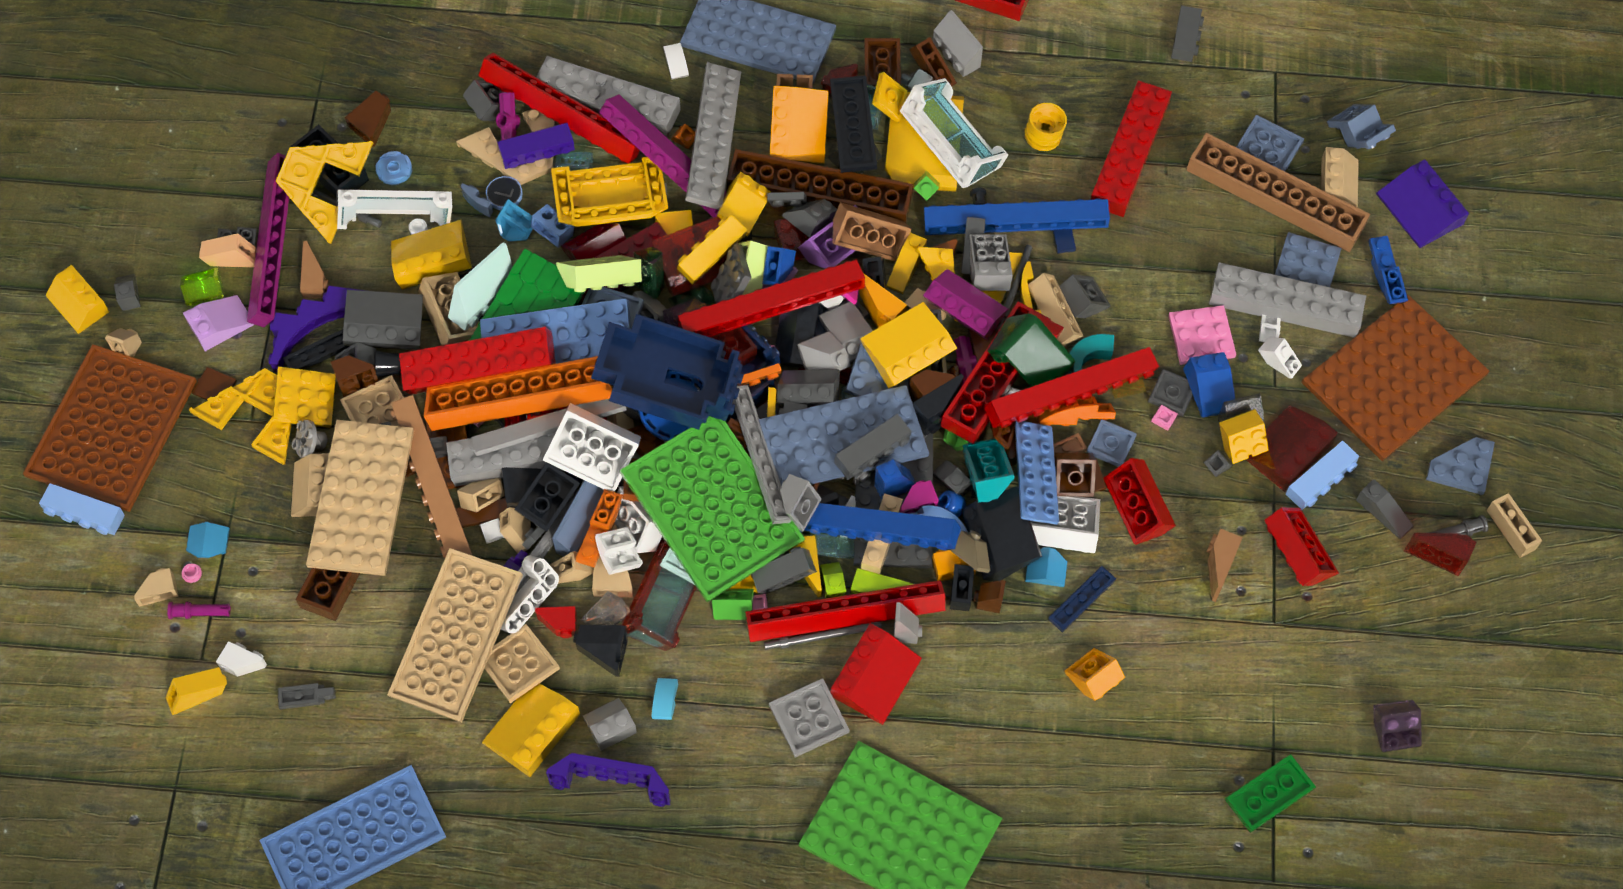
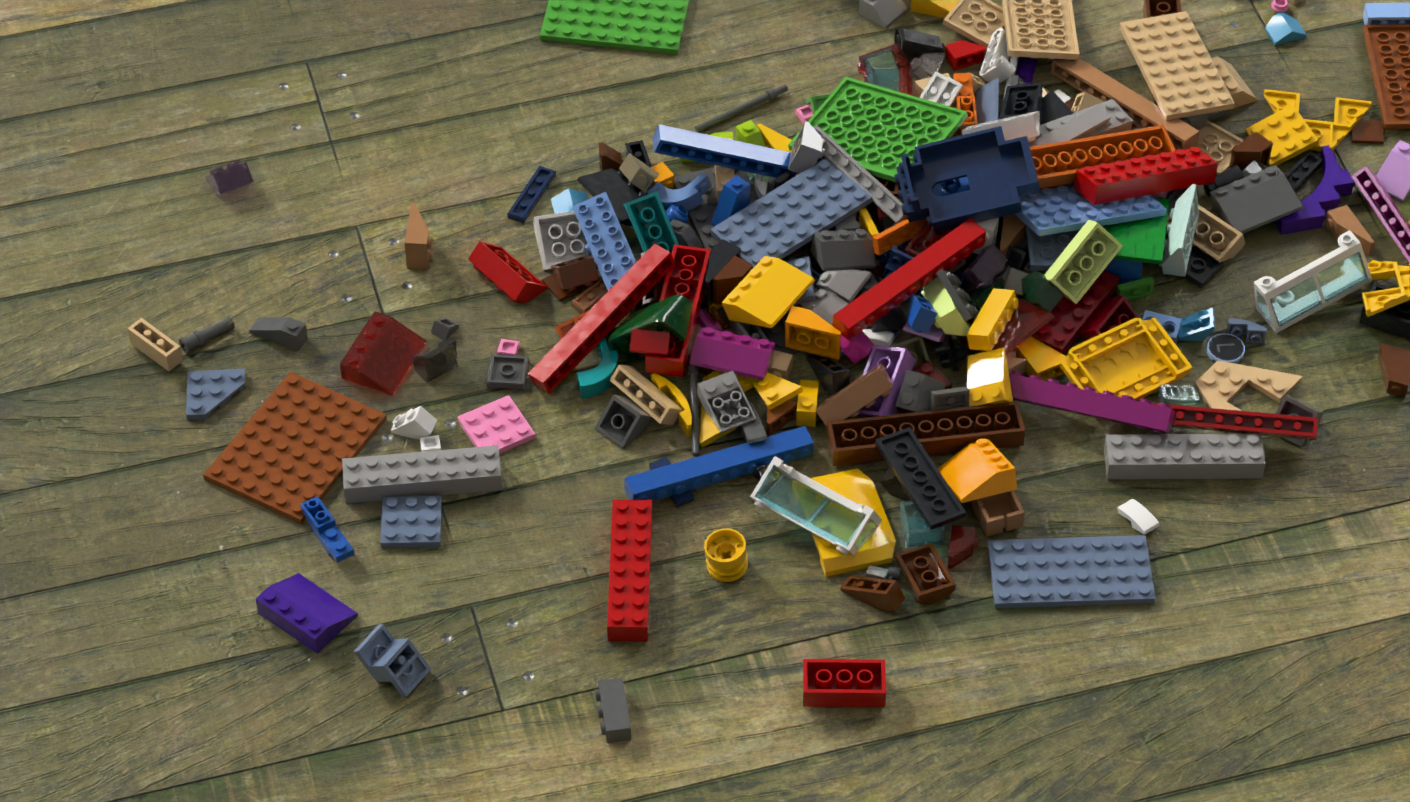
camera: 160 degrees right, 15 degrees down
(308, 438) = (1252, 109): light grey plate -> none
(393, 168) = (1344, 340): light blue tile -> none
(430, 254) = (1249, 262): yellow slope -> none
(507, 119) = (1262, 397): magenta piece -> none
(536, 146) = (1219, 380): dark purple brick -> none
(664, 698) = (848, 31): medium azure slope -> none
(684, 136) = (1087, 452): orange slope -> none
(713, 136) = (1054, 439): light grey plate -> none
(784, 570) = (788, 125): dark grey brick -> none
(809, 717) = (725, 52): light grey plate -> none
(843, 611) = (746, 110): red brick -> none
(872, 447) = (760, 202): dark grey brick -> none
(875, 674) = (685, 92): red slope -> none
(889, 96) = (898, 526): yellow tile -> none
(906, 625) = (675, 111): light grey slope -> none
(920, 494) = (703, 206): dark pink slope -> none
(926, 185) = (821, 463): bright green brick -> none
(958, 44) = (854, 615): light grey slope -> none
(1095, 673) = (501, 141): light orange slope -> none
(1111, 443) = (549, 309): sand blue plate -> none
(1210, 382) = (474, 381): blue slope -> none
(1244, 436) = (427, 331): yellow piece -> none
(1270, 143) = (486, 618): sand blue plate -> none
(1270, 793) = (325, 107): green plate -> none
(1278, 192) = (462, 568): medium nougat brick -> none
(1300, 546) = (348, 280): red slope -> none
(1322, 475) = (341, 339): light blue brick -> none
(1340, 174) = (401, 607): tan slope -> none
(1443, 550) = (216, 302): clear red slope -> none

